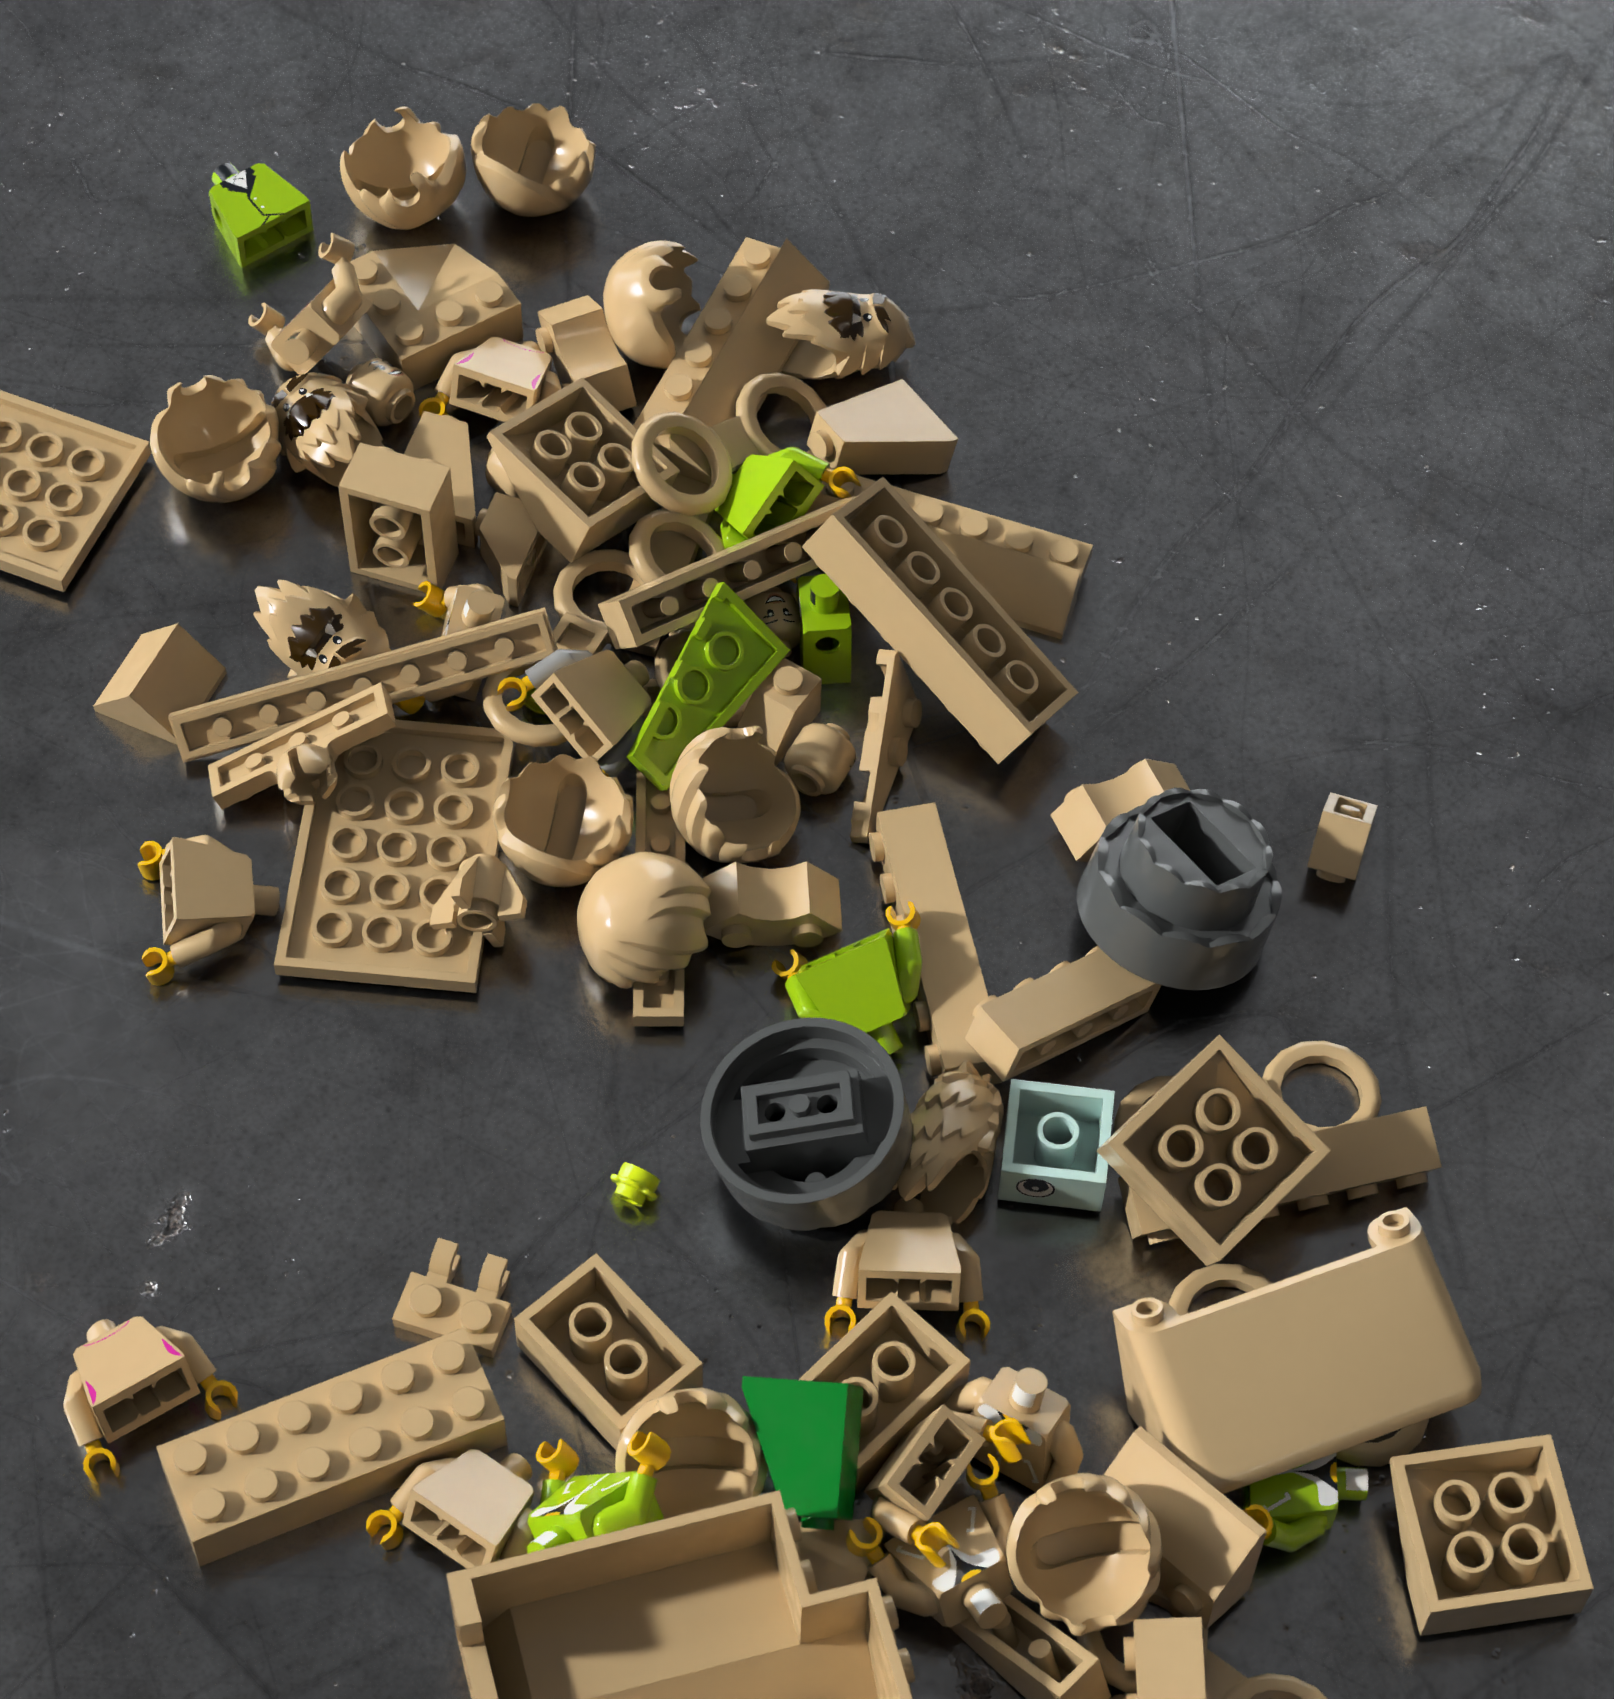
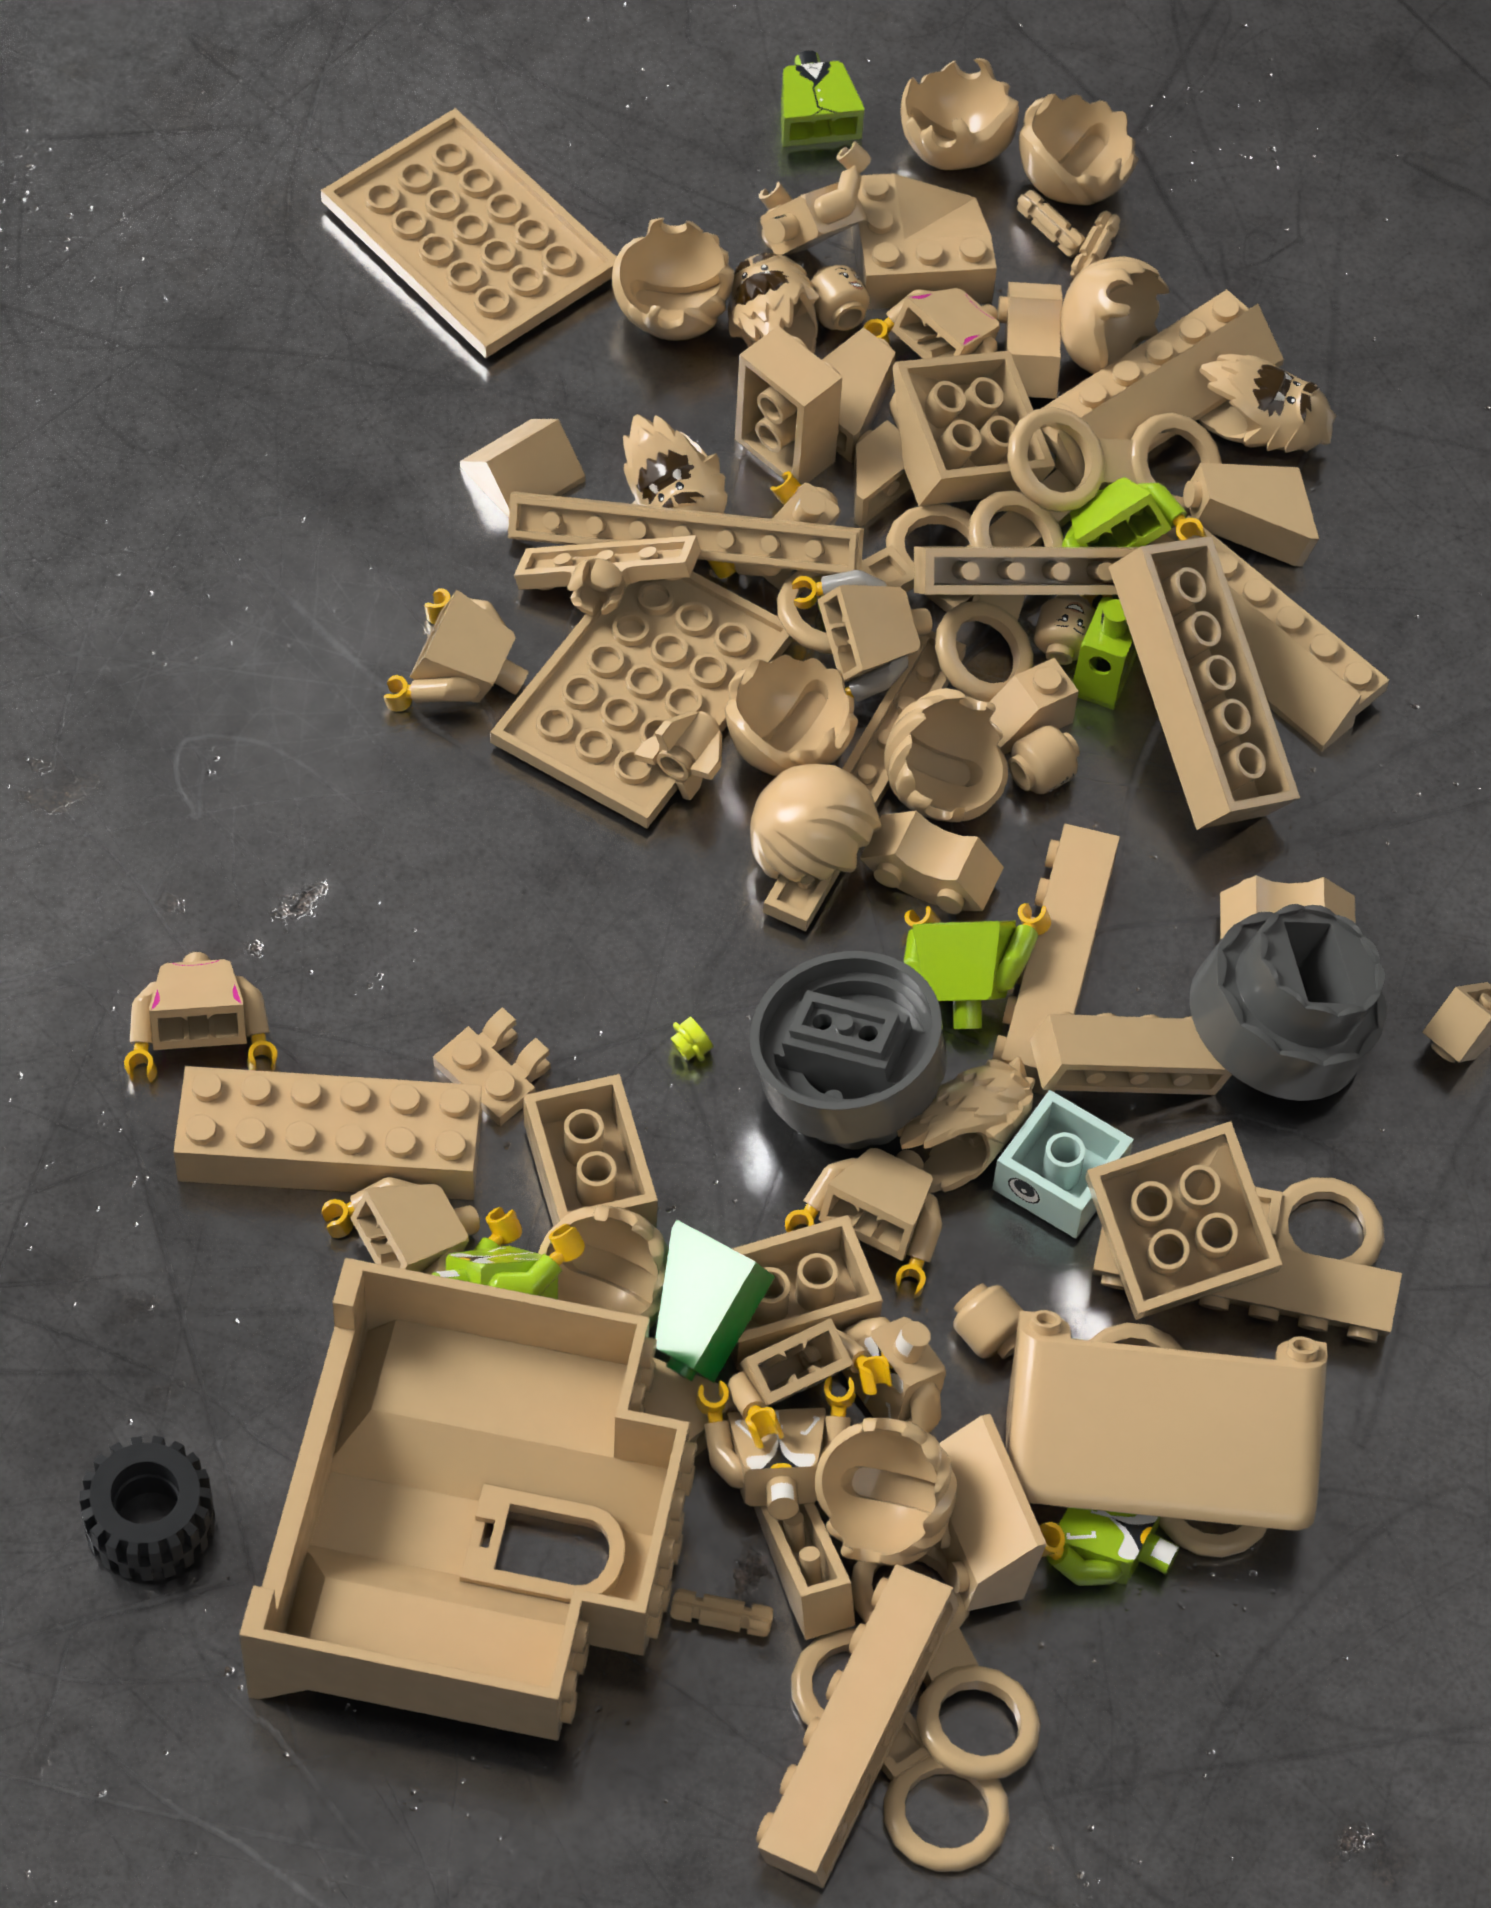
camera: 25 degrees right, 0 degrees up
(539, 240) = (1050, 223): none -> tan axle
(593, 246) = (1097, 241): none -> tan axle
(709, 682) = (980, 649): lime wing -> none
(885, 741) = (1110, 767): tan wing -> none
(1072, 1331) = (988, 1321): none -> tan head
(1488, 1535) = (1250, 1647): tan slope -> none

